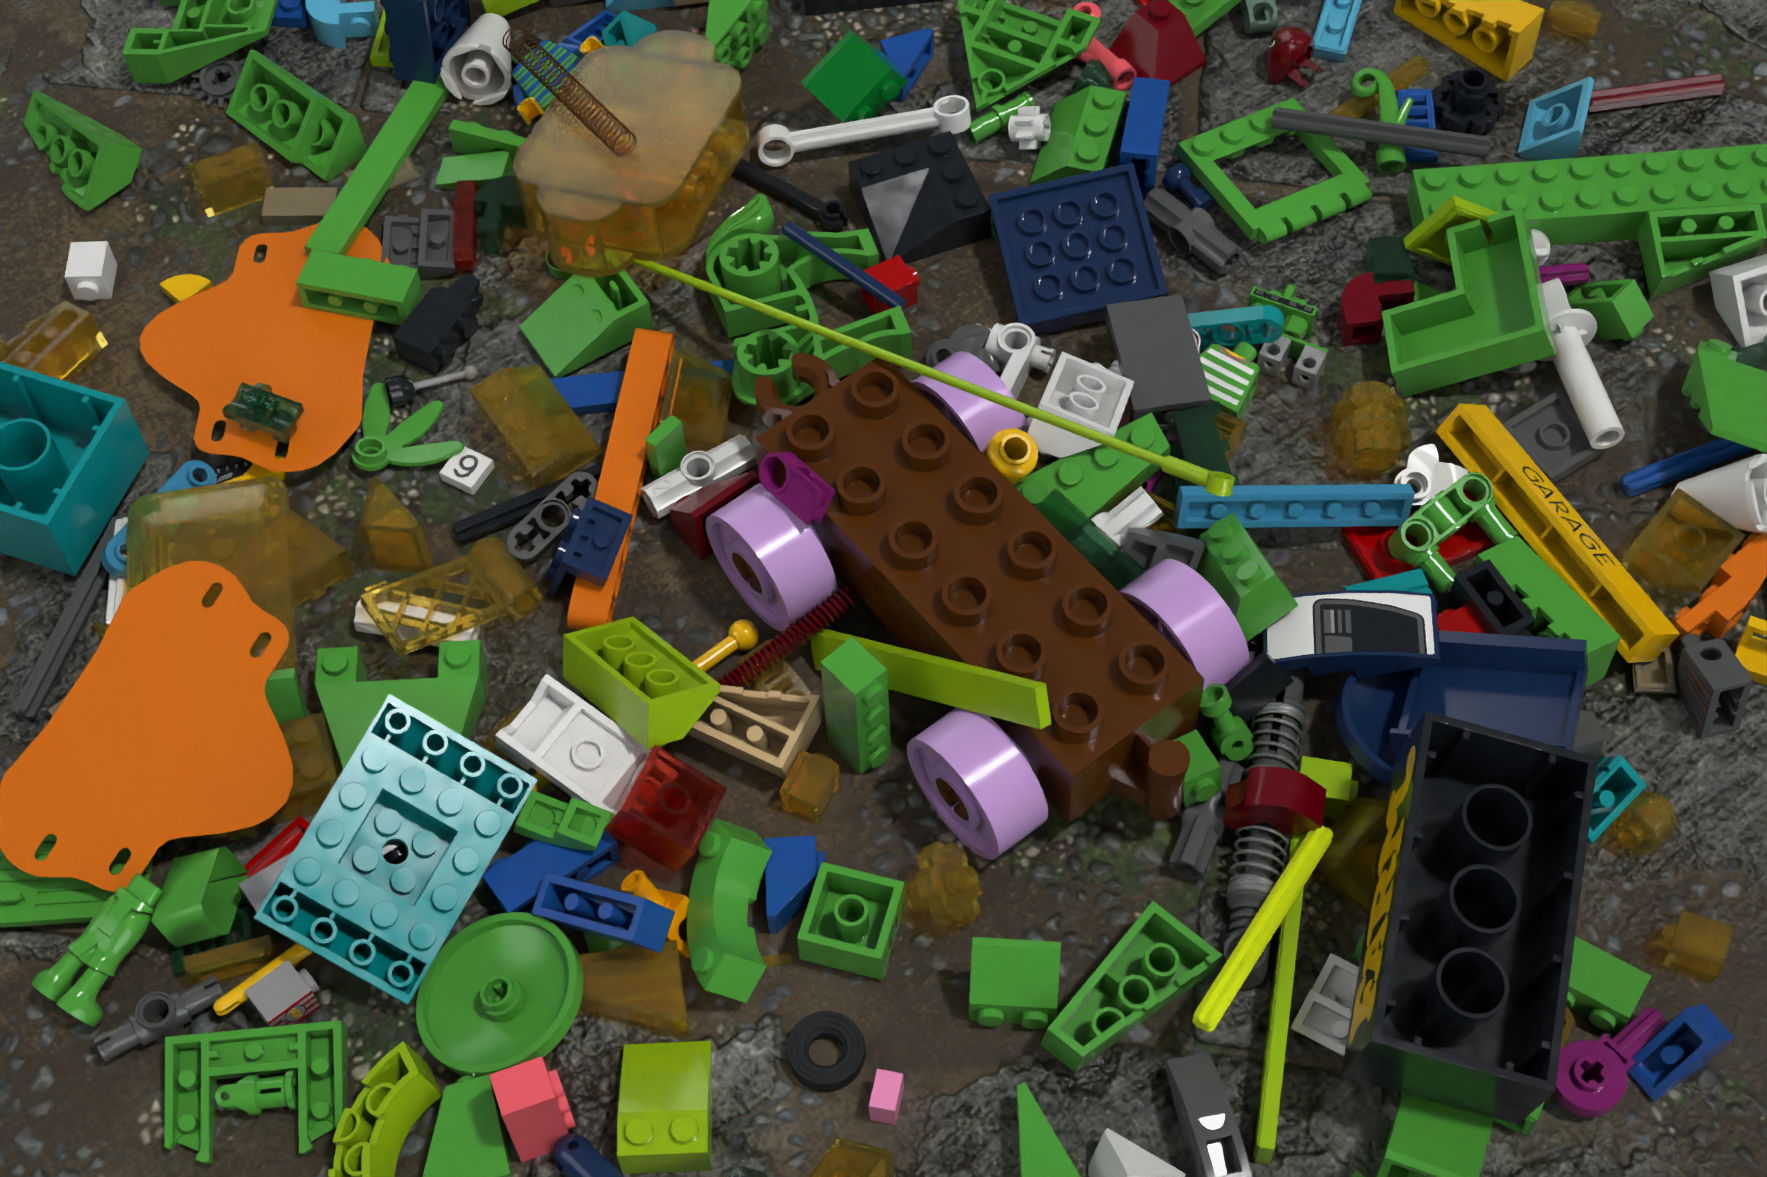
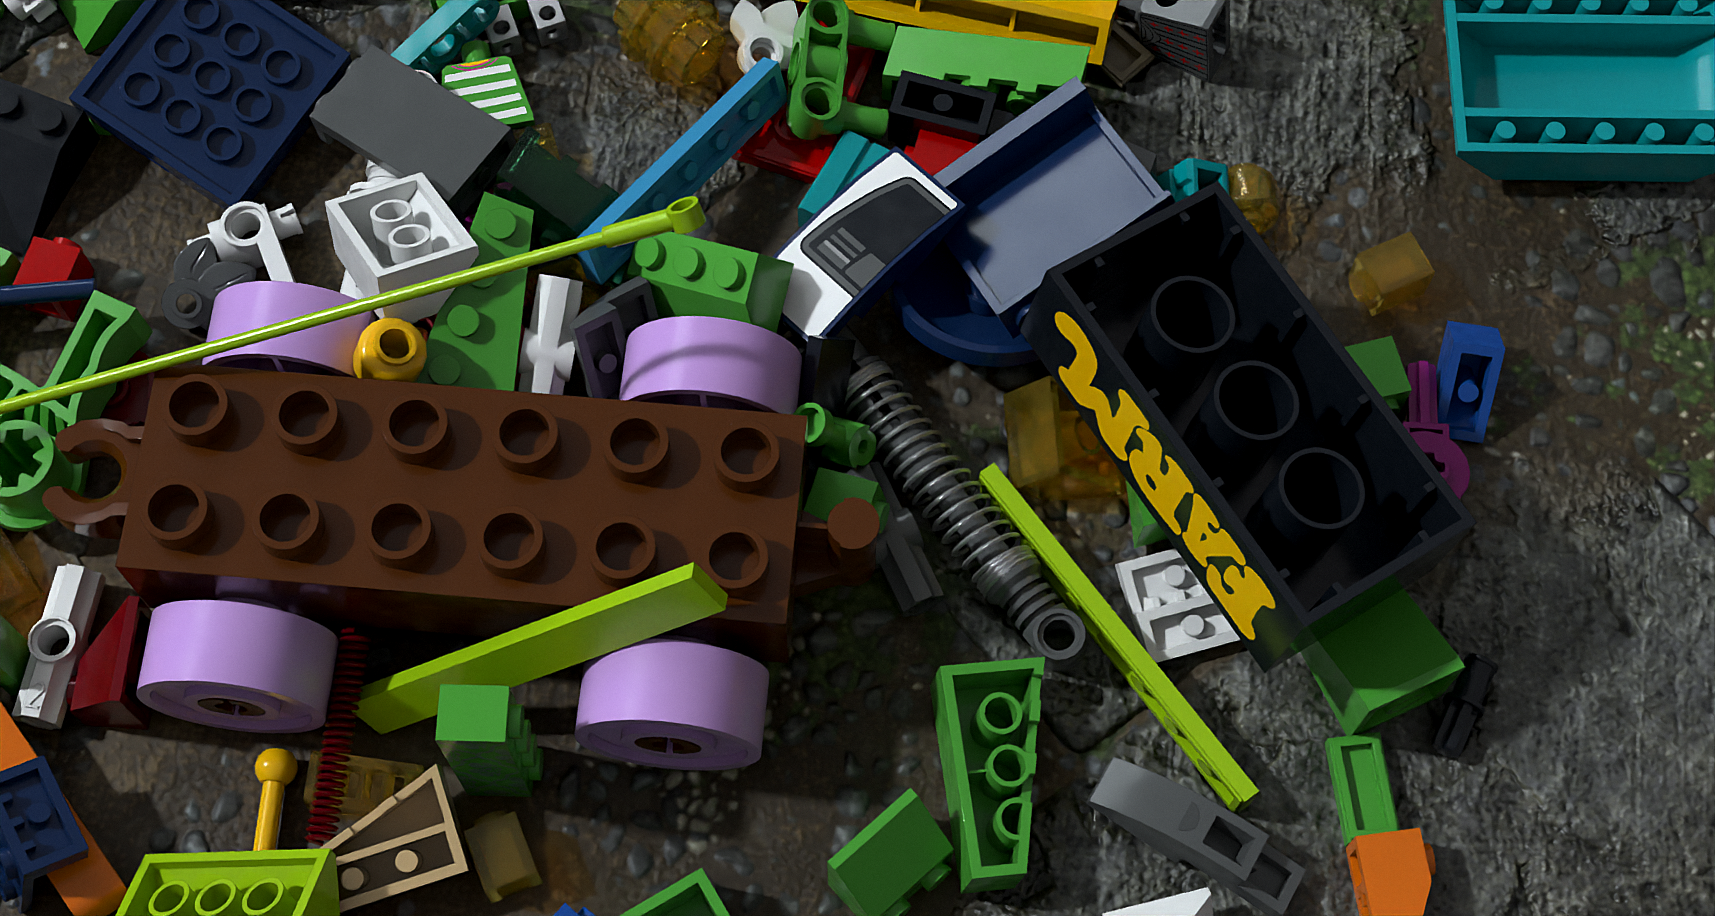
camera: 50 degrees left, 10 degrees up
(803, 489) = (228, 579): magenta piece -> none
(945, 885) = (733, 832): clear yellow plant -> none
(1090, 540) = (546, 372): clear green tile -> none
(1261, 929) = (1057, 600): neon yellow axle -> none
(1276, 796) = (951, 467): dark red brick -> none
(1334, 777) = (964, 412): lime brick -> none

